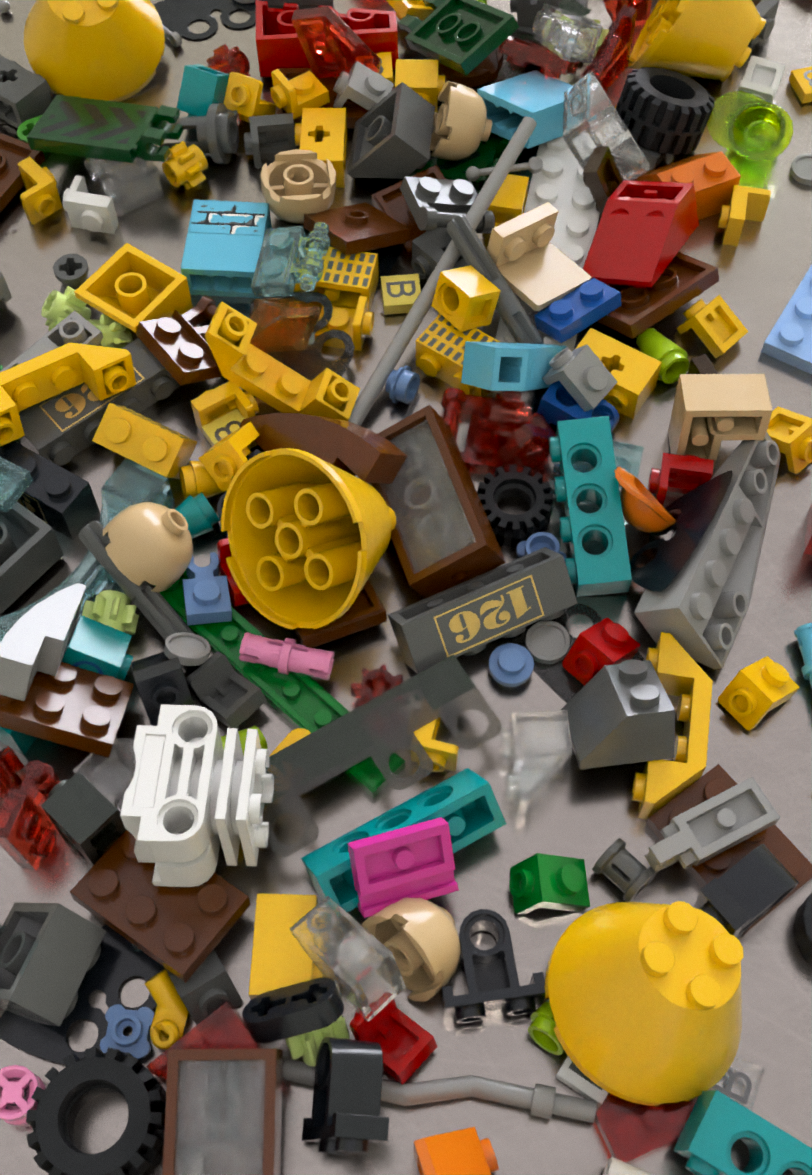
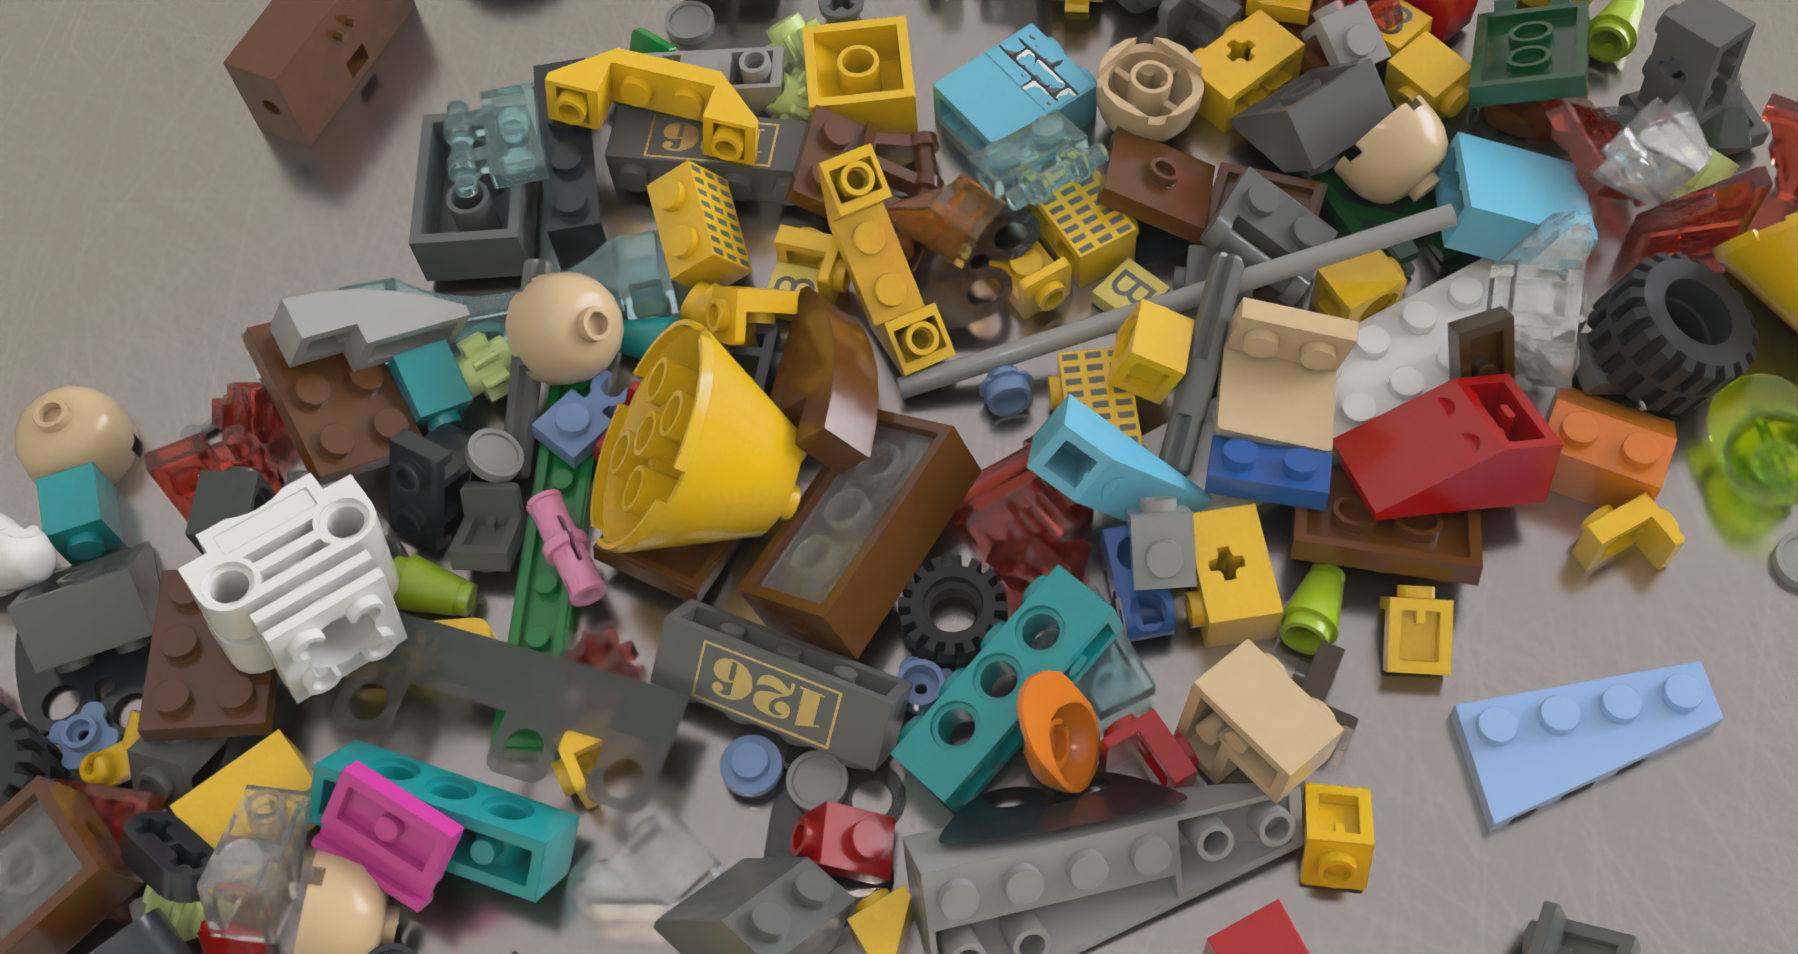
camera: 55 degrees right, 0 degrees up
(534, 165) = (1434, 271): light grey hinge -> none

